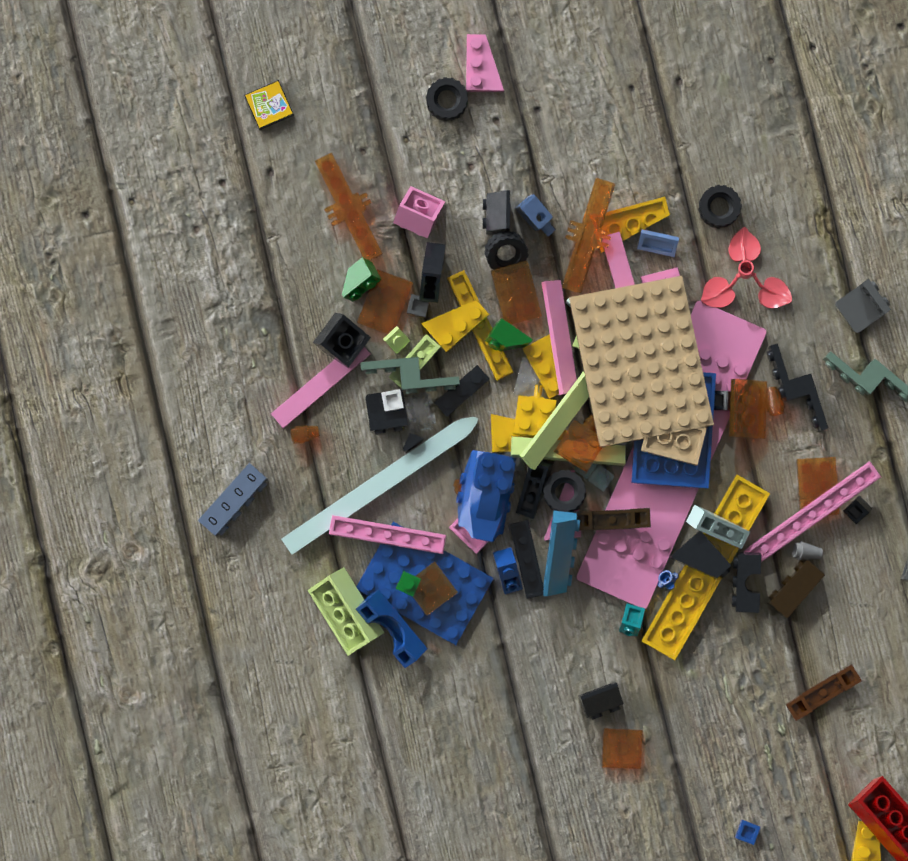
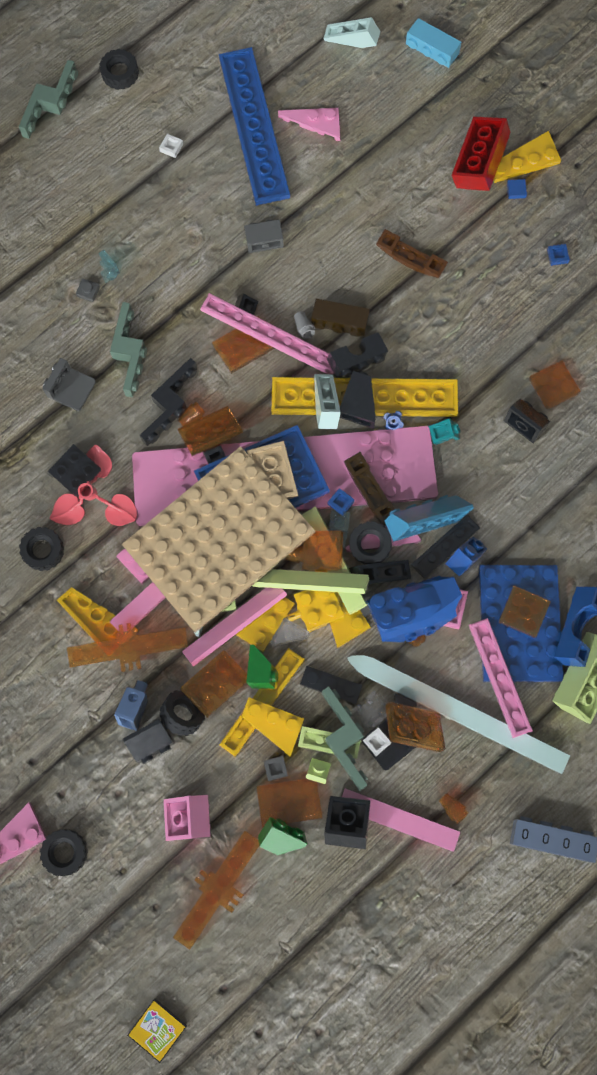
camera: 115 degrees left, 10 degrees down
(386, 437) = (415, 727): none -> clear orange plate
(408, 583) = (534, 632): green plate -> none
(432, 272) = (237, 771): black slope -> none
(616, 487) = (341, 502): none -> blue plate
(658, 243) = (102, 584): medium blue tile -> none
(777, 269) = (74, 469): none -> black bracket
(838, 836) = (516, 189): none -> blue tile

